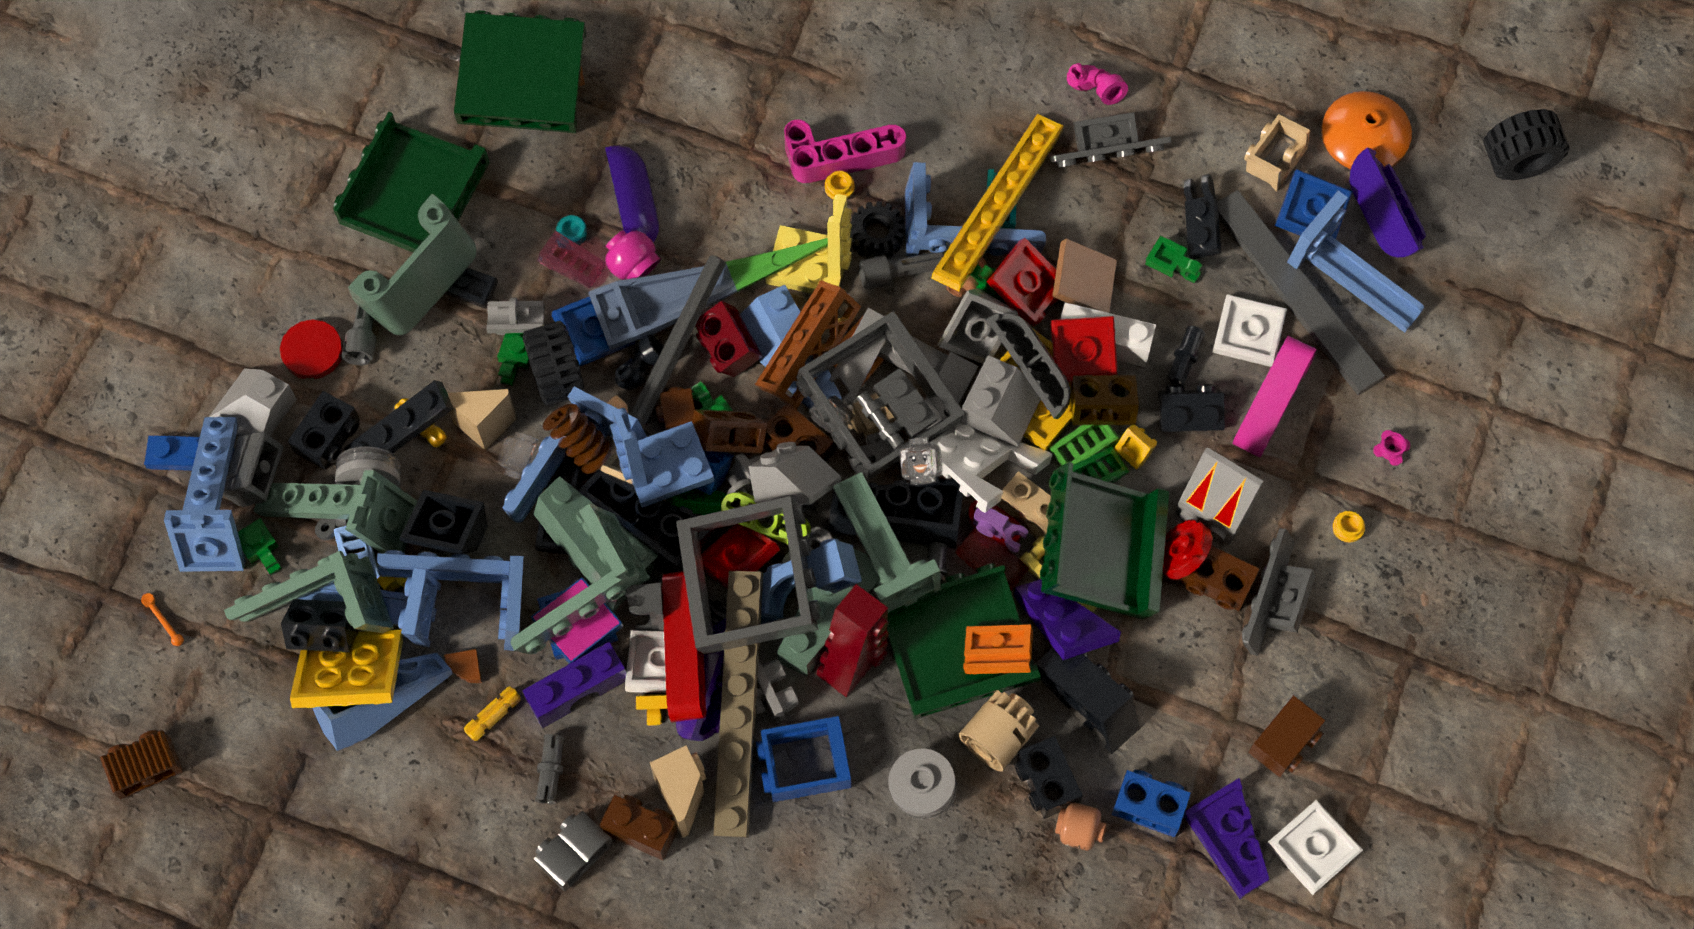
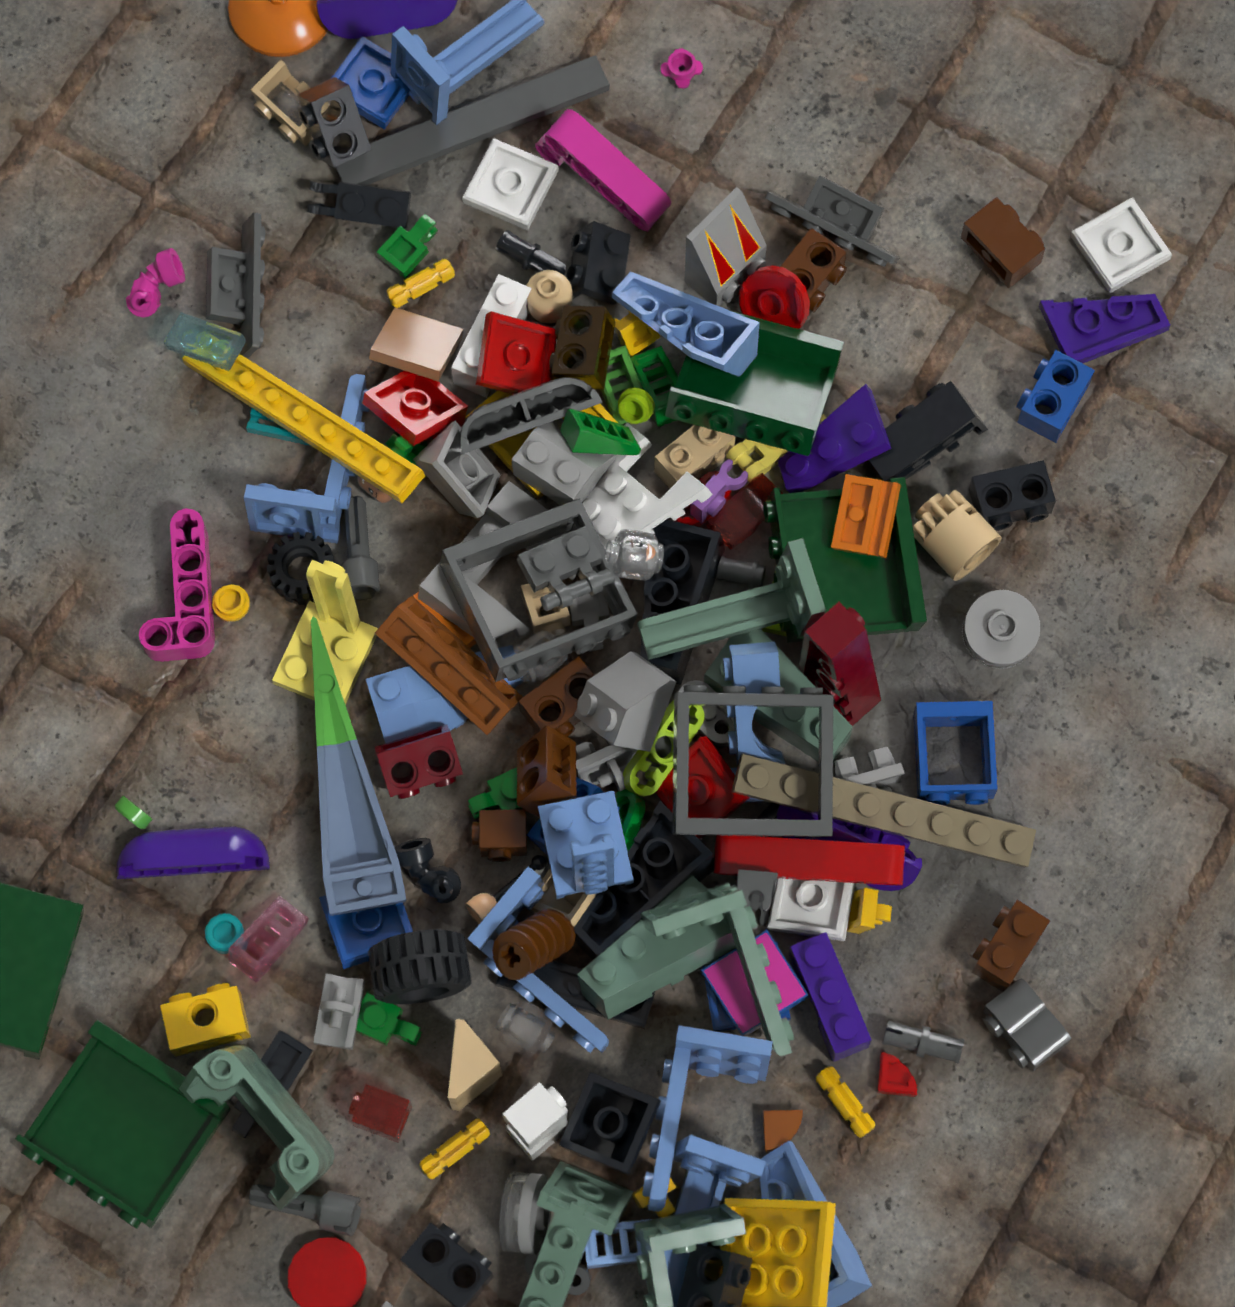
camera: 80 degrees left, 5 degrees up
(407, 420) = (470, 1164): black plate -> none
(436, 463) = (537, 1120): none -> white arch
(438, 360) = (380, 1112): none -> clear red brick
(503, 242) = (227, 1026): none -> yellow brick
(518, 751) = (895, 1077): none -> red tile
(631, 255) = (285, 858): dark pink piece -> none
(656, 147) = (133, 812): none -> bright green tile
(678, 339) = (412, 816): dark grey axle -> none
(680, 783) = (976, 888): tan slope -> none
(1028, 406) = (597, 435): none -> green slope
(1050, 122) = (204, 341): none -> clear light blue plate
(1064, 452) = (635, 405): none -> lime plate
(1080, 826) = (1073, 472): nougat head -> none
(1137, 480) = (692, 324): none -> medium blue wedge
(1143, 276) = (420, 283): none -> yellow axle
(1151, 371) = (548, 295): none -> tan head
(1265, 181) = (340, 118): none -> black brick
(1348, 526) = (767, 132): yellow plate -> none

